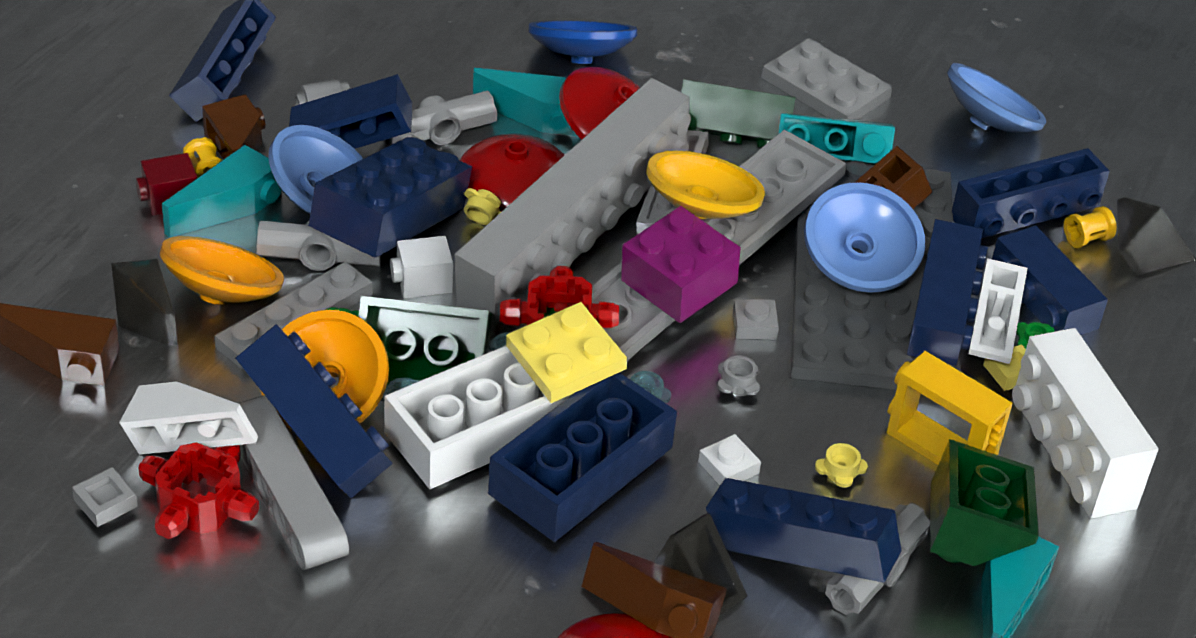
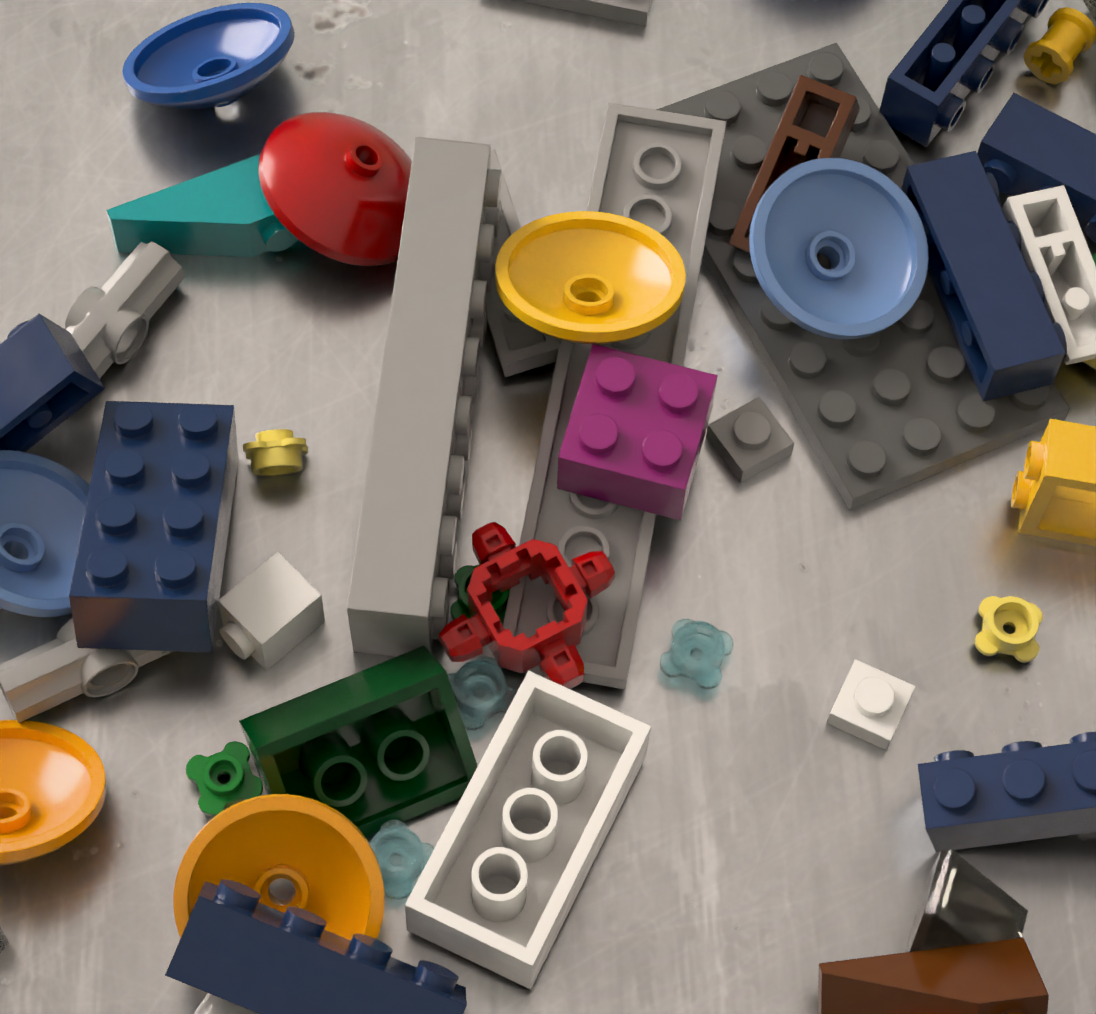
camera: 30 degrees left, 20 degrees up
(336, 288) = (141, 798): light grey plate -> none
(509, 164) = (276, 383): red dish -> none
(566, 352) = (601, 688): light yellow plate -> none
(581, 454) = (704, 823): dark blue brick -> none
(735, 112) = (510, 90): slope -> none
(738, 376) = (798, 538): light grey plate -> none
(842, 137) = (681, 64): teal slope -> none

